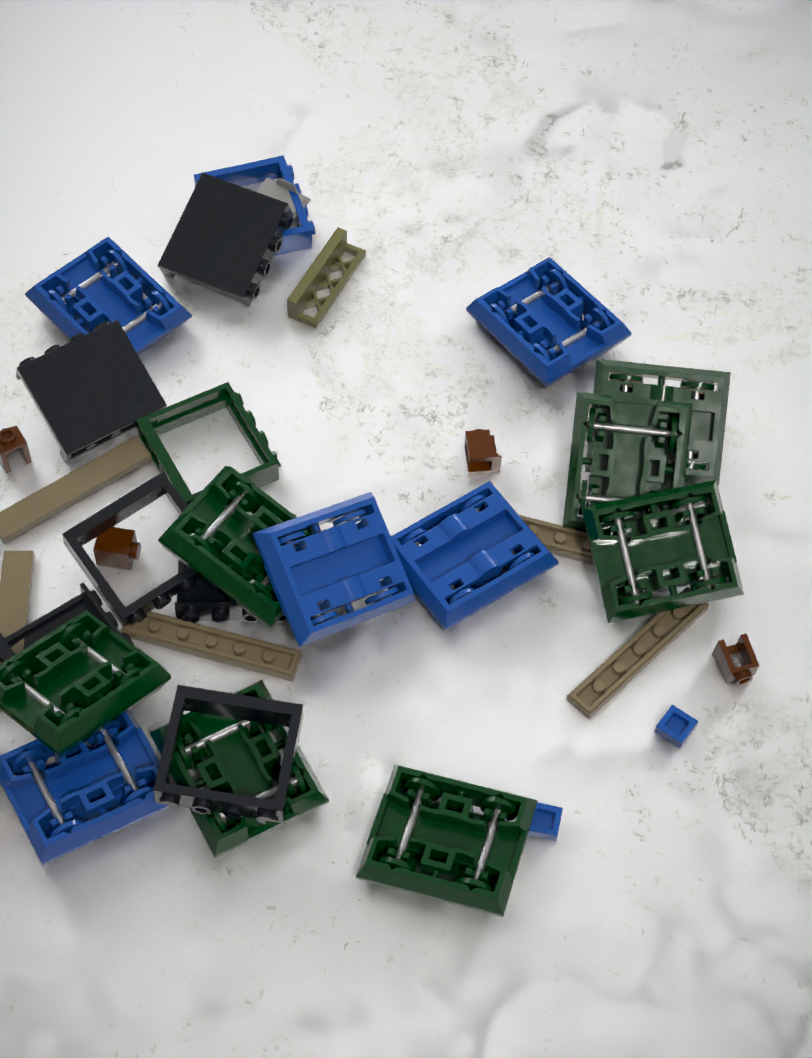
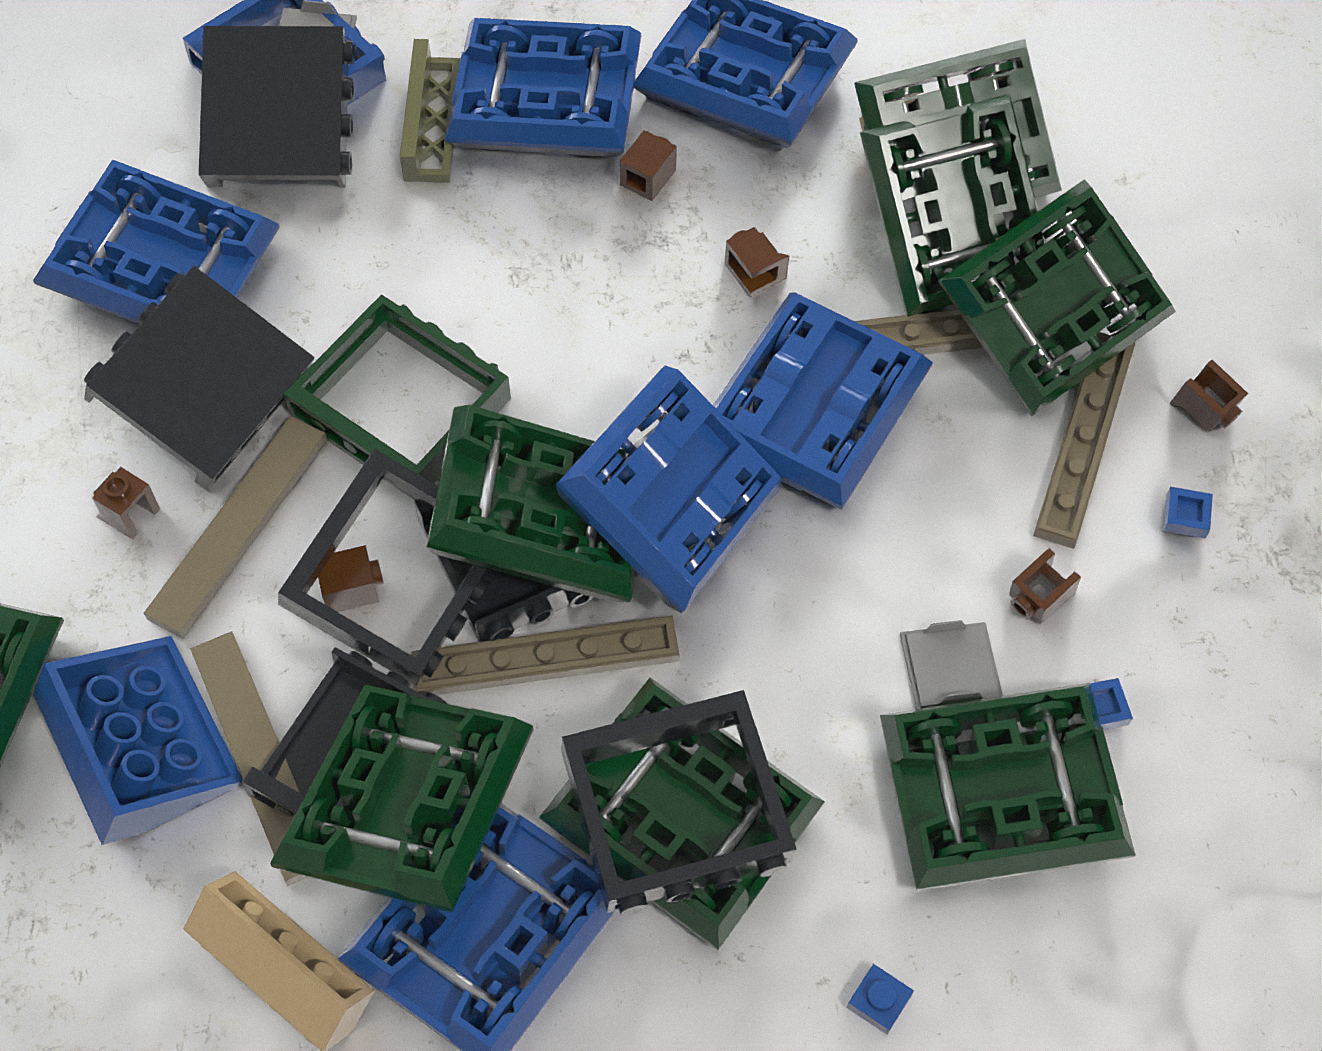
camera: 25 degrees left, 5 degrees up
(299, 932) = (880, 999): none -> blue plate
(398, 292) = (544, 87): none -> blue piece
(446, 364) = (648, 165): none -> reddish brown brick
(463, 754) = (950, 664): none -> light grey piece
(547, 732) = (1041, 589): none -> reddish brown window

